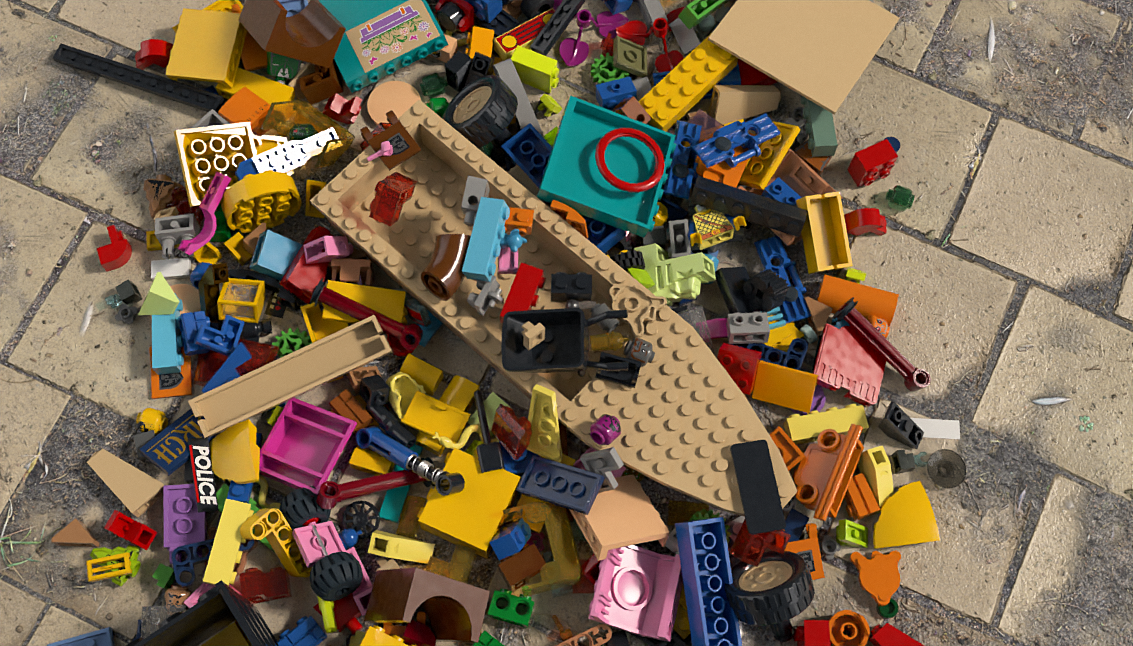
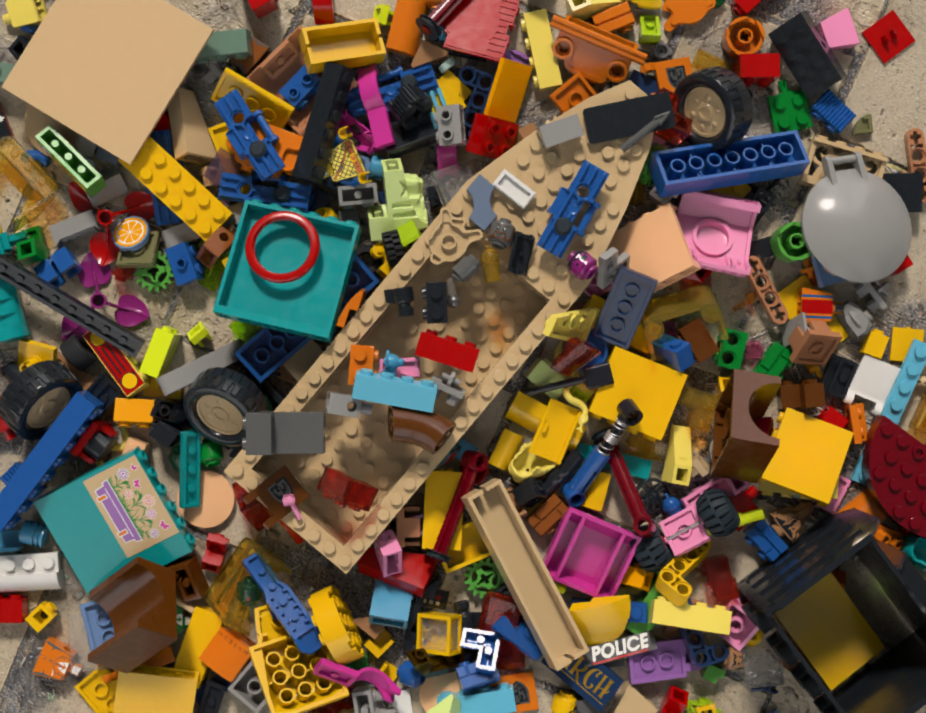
camera: 90 degrees left, 20 degrees up
(274, 495) = (637, 578): none -> light orange brick
(312, 188) = (321, 570): yellow slope -> none
(423, 88) = (190, 469): none -> teal tile
(451, 138) = (284, 432): none -> dark grey brick
(510, 635) = (753, 349): none -> clear pink plate
(532, 334) = (498, 338): tan tile -> none
(564, 342) = (503, 319): black piece -> none
(577, 257) = (402, 297): none -> black piece
(644, 51) = (131, 233): none -> tile
(666, 415) = (566, 207): none -> blue piece
(680, 336) = (482, 211): none -> sand blue tile
(683, 368) = (514, 189): none -> white tile
(743, 414) = (560, 131): none -> light grey hinge
(752, 233) = (365, 137): none -> dark pink piece
(755, 514) = (658, 120): none -> dark grey piece
(760, 262) = (375, 107): none -> dark pink piece
(819, 602) = (704, 60): none -> clear yellow tile

